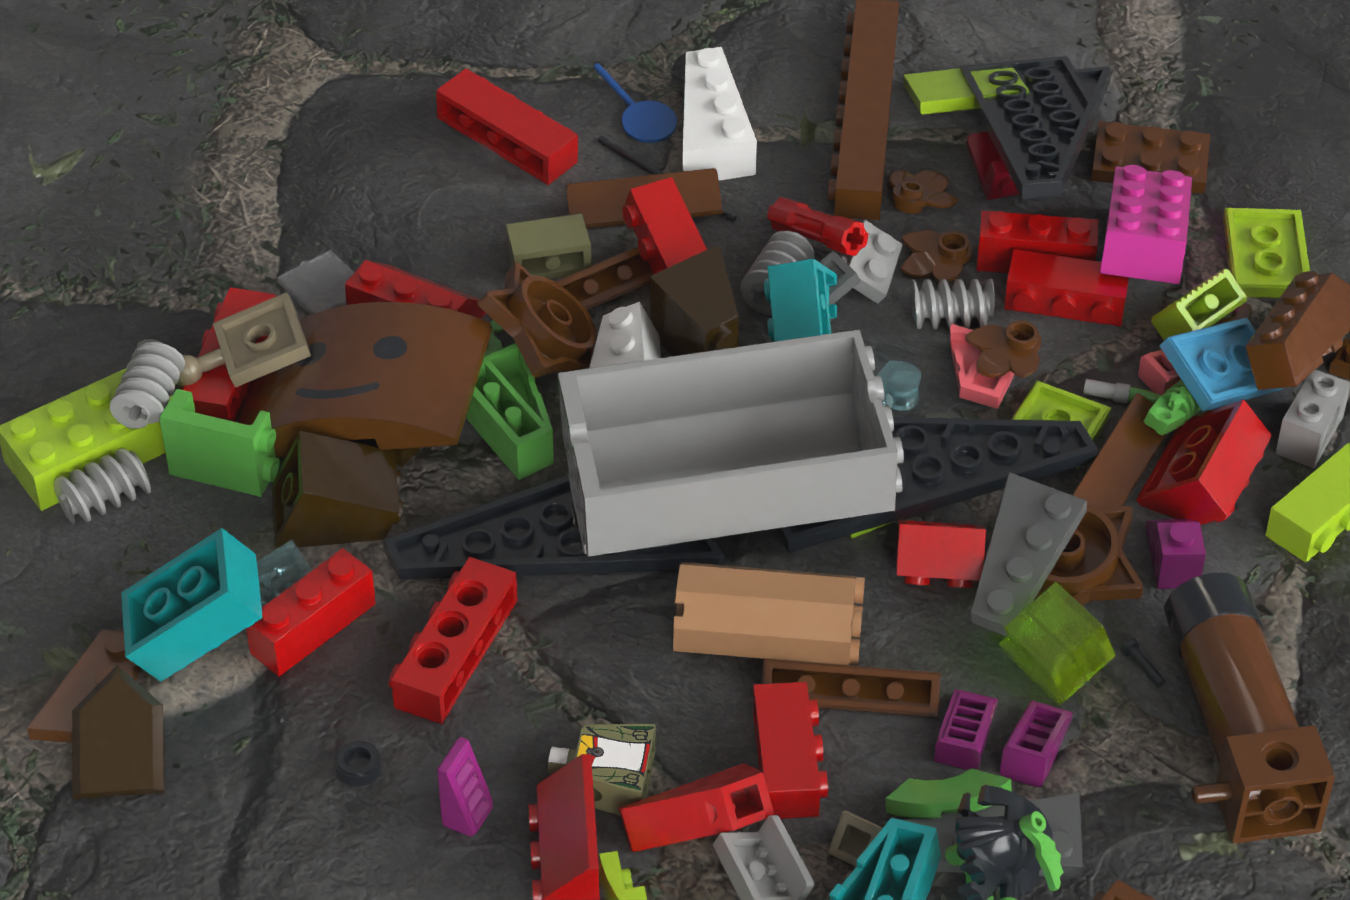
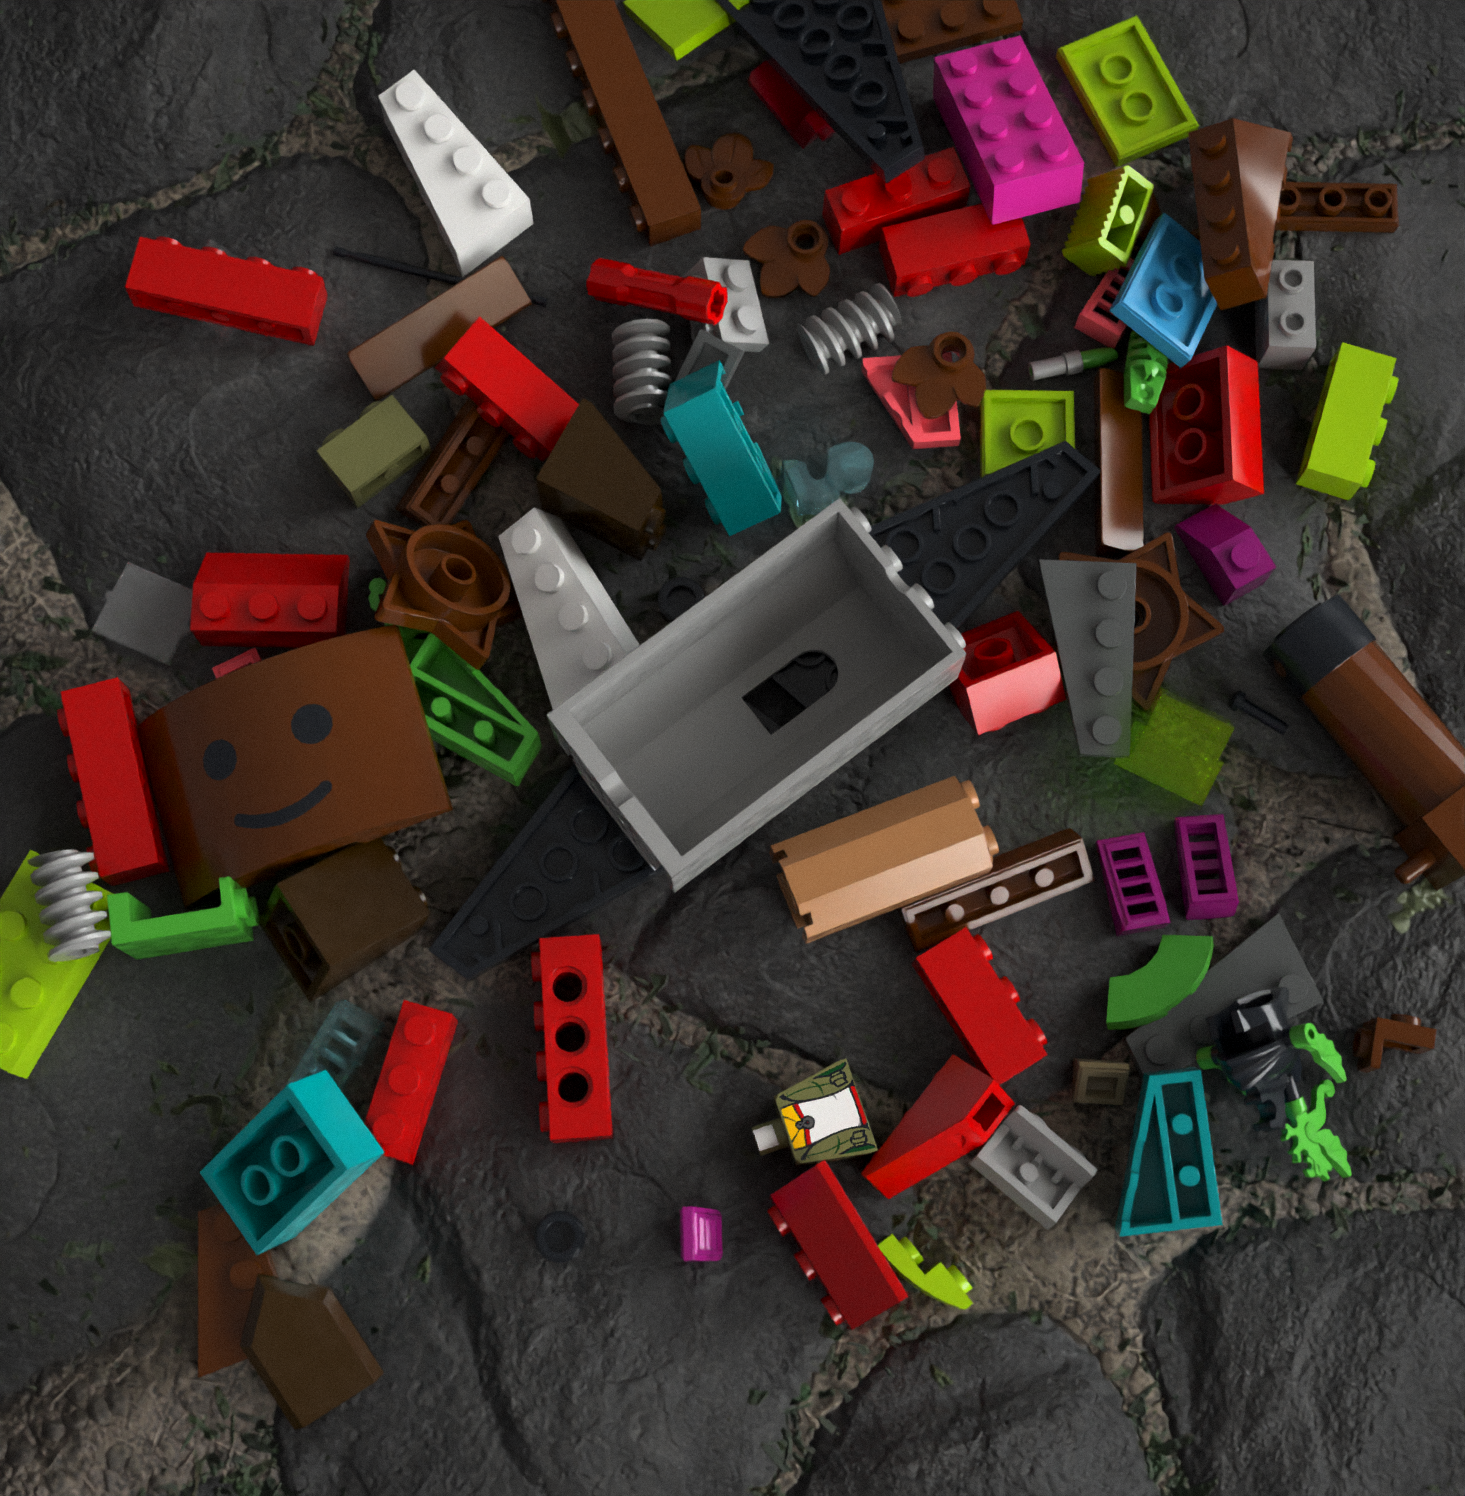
camera: 30 degrees left, 30 degrees up
(101, 484) = (84, 1029): light grey piece -> none
(238, 348) = (120, 775): dark tan plate -> none
(644, 119) = (371, 197): blue piece -> none

